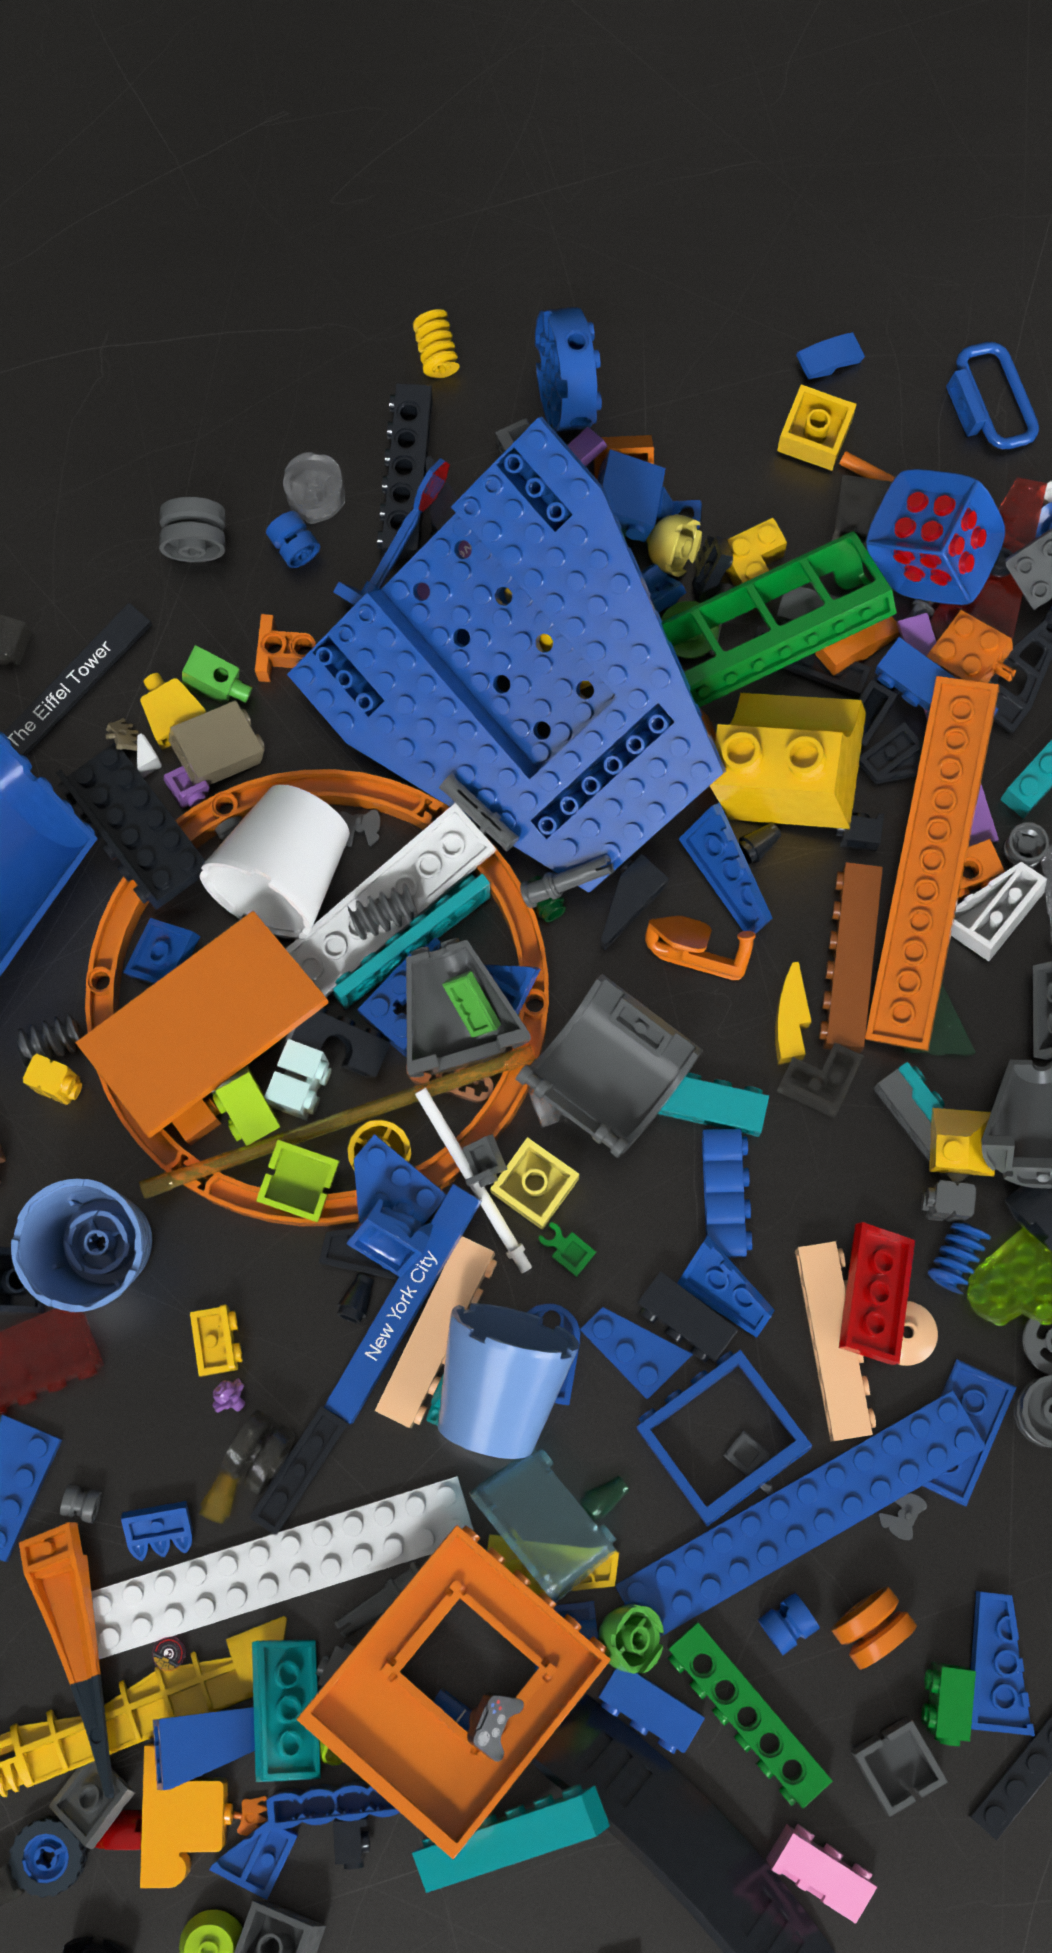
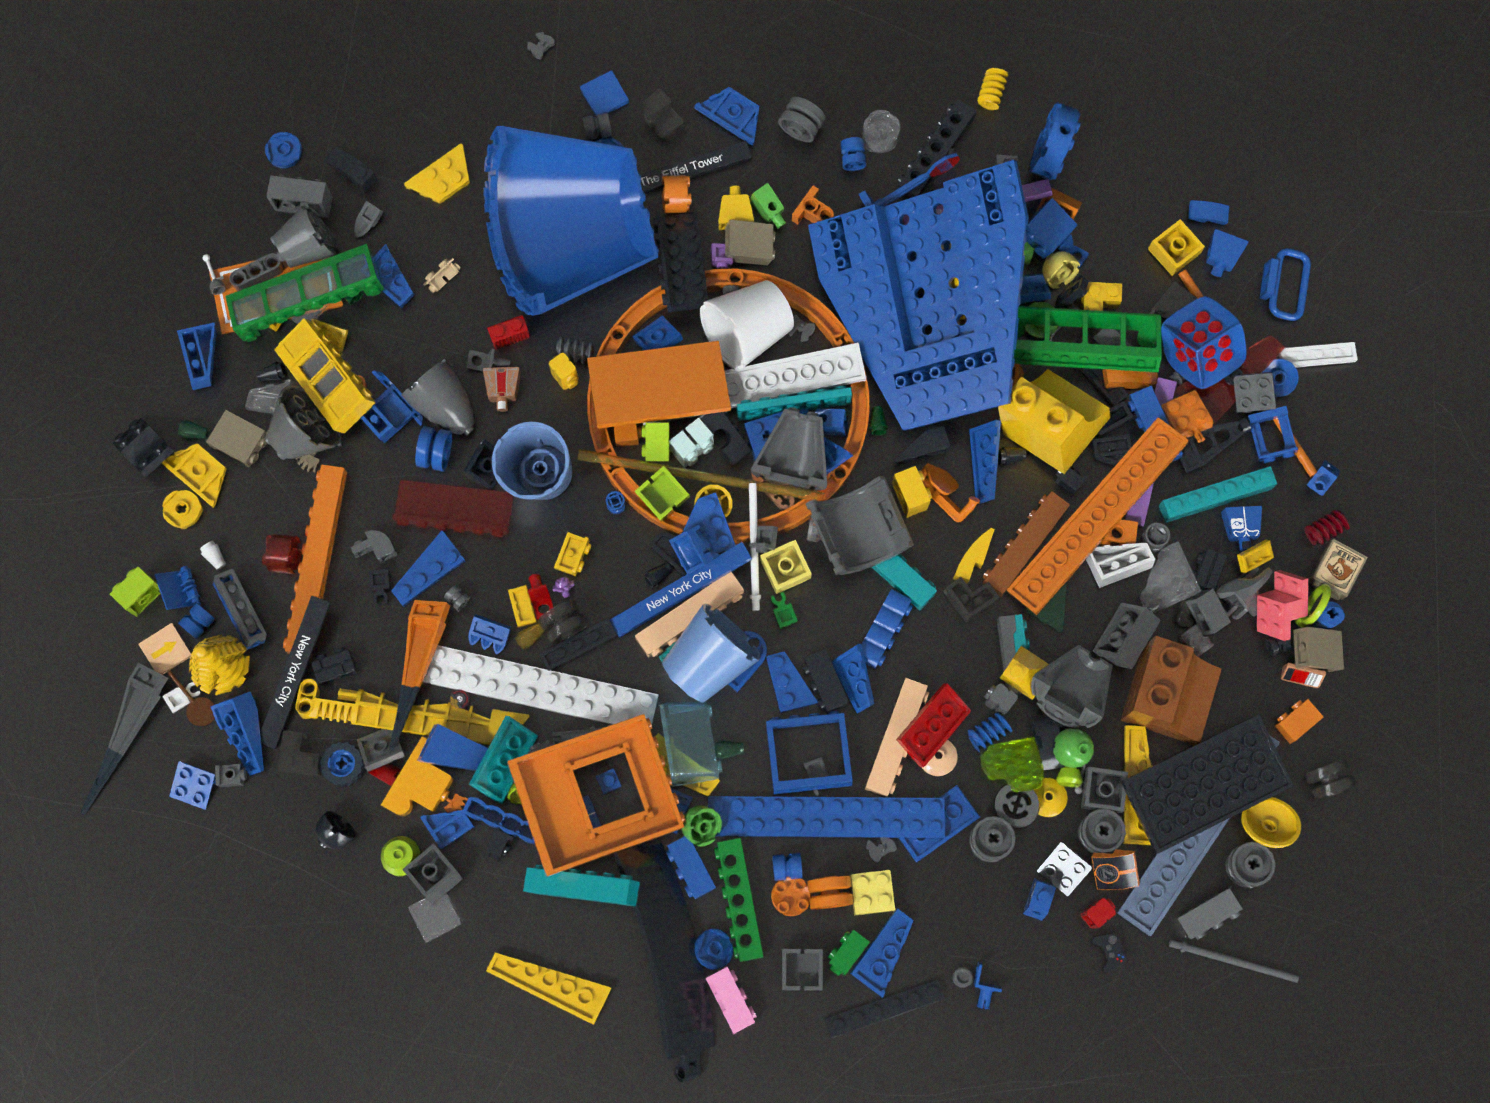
camera: 25 degrees right, 0 degrees up
(71, 733) = (675, 194): none -> orange brick
(87, 573) = (733, 113): none -> blue wing
(122, 734) = (703, 210): dark tan piece -> none
(146, 757) = (708, 229): white slope -> none
(184, 1460) = (522, 606): none -> yellow plate
(201, 1430) = (539, 594): none -> red bracket
(240, 1230) = (615, 506): none -> blue wheel
(383, 912) = (786, 379): dark grey piece -> none
(457, 1648) = (608, 781): none -> blue plate
(471, 1004) = (805, 453): bright green plate -> none
(486, 932) = (834, 422): none -> blue torso
(488, 821) = (868, 355): dark grey pin -> none
(489, 1721) = (603, 819): piece -> none
(554, 884) = (885, 416): dark grey pin -> none
(651, 973) = (911, 491): none -> yellow brick
(753, 1810) = (713, 949): none -> blue tile
(818, 1664) = (790, 896): none -> orange dish
(883, 398) = (1224, 251): none -> blue torso
(931, 1589) = (872, 892): none -> light yellow piece

